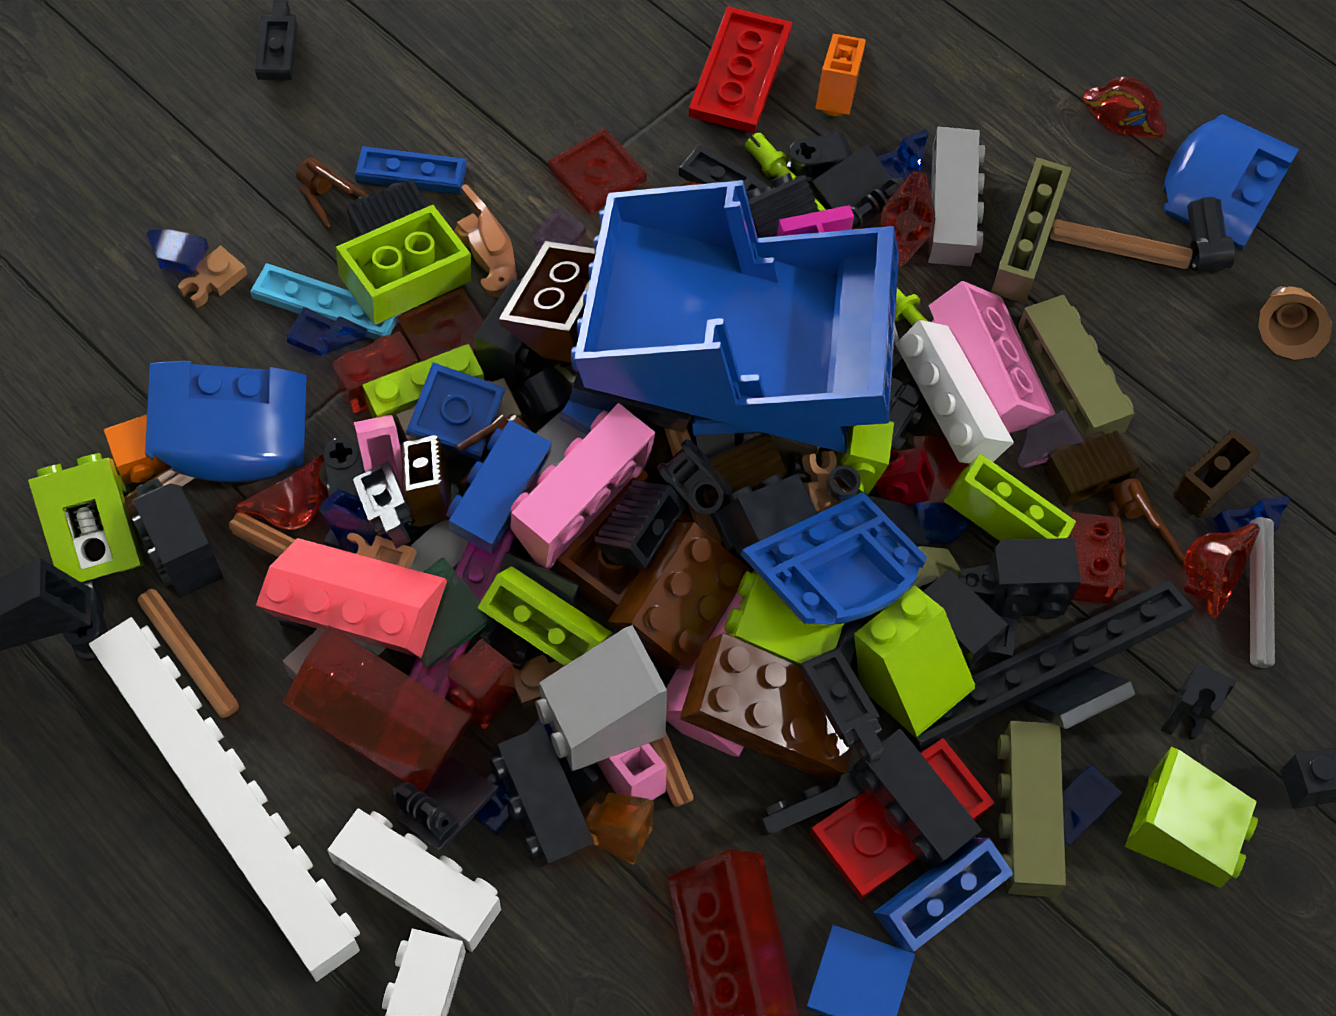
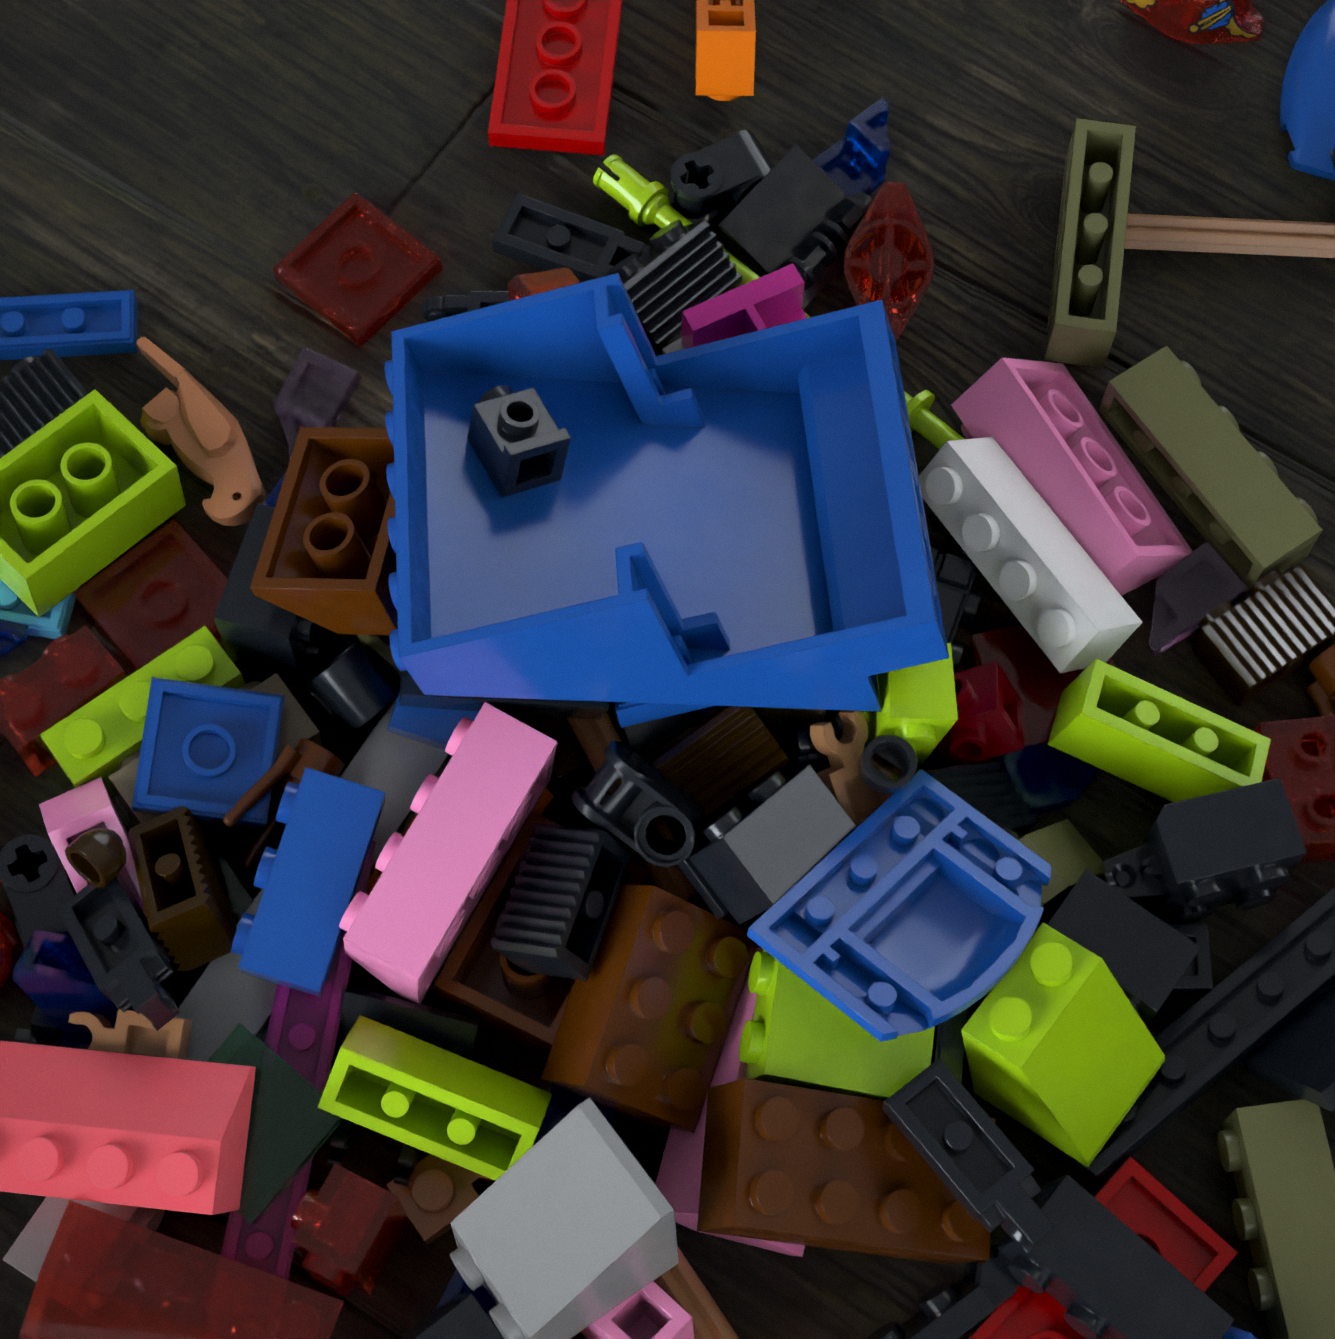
camera: 10 degrees left, 5 degrees up
(381, 451) = (97, 856): none -> dark brown hinge
(667, 255) = (512, 428): none -> black brick
(955, 196) = (954, 198): light grey brick -> none

